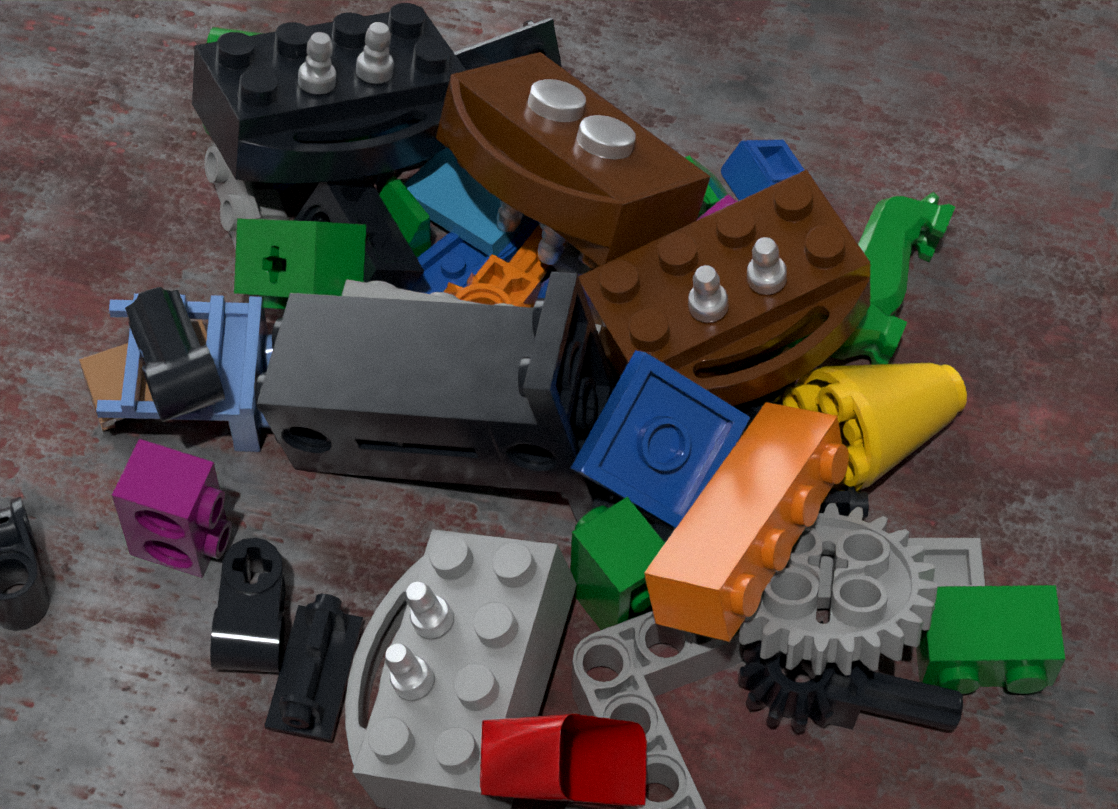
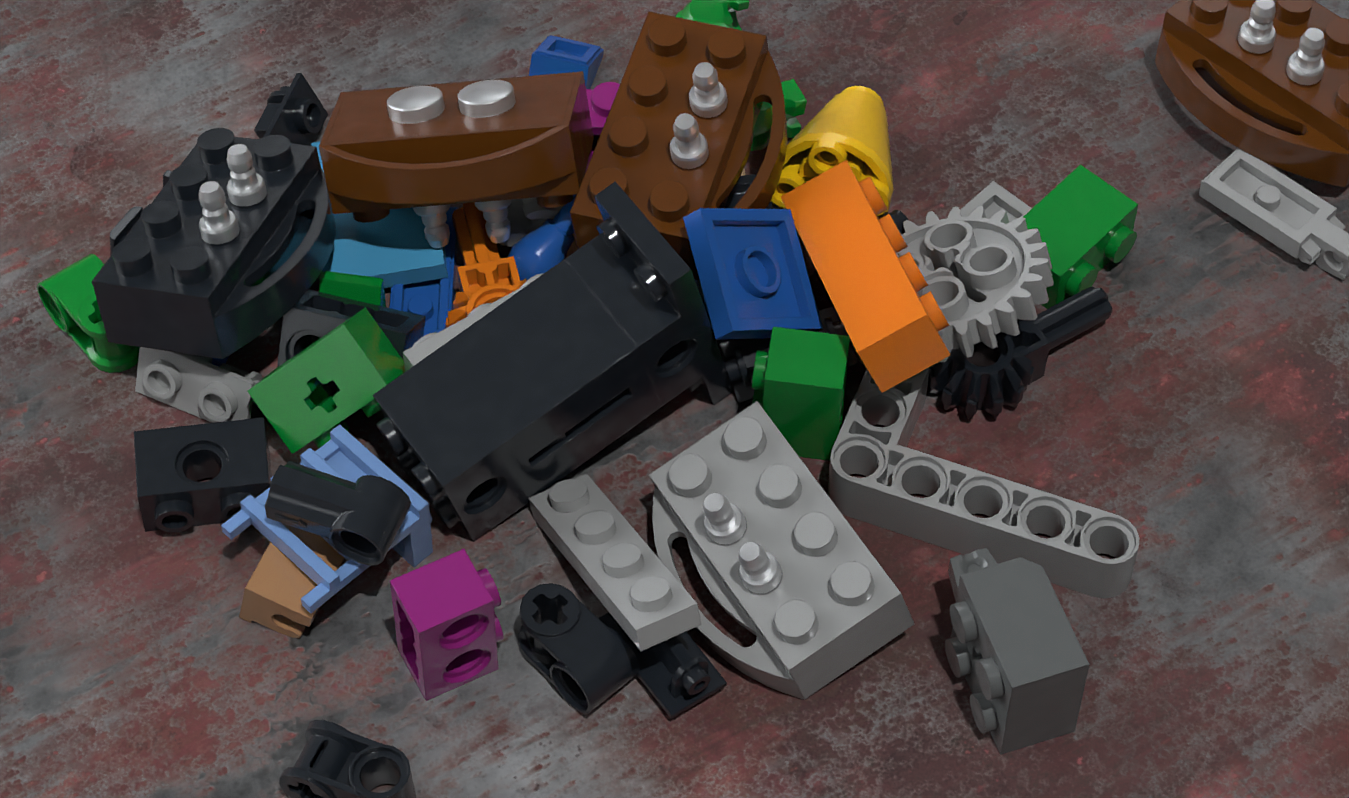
camera: 45 degrees left, 5 degrees down
(153, 229) = (177, 457): none -> black brick
(336, 574) = (615, 562): none -> light grey plate
(564, 759) = (924, 528): red piece -> none

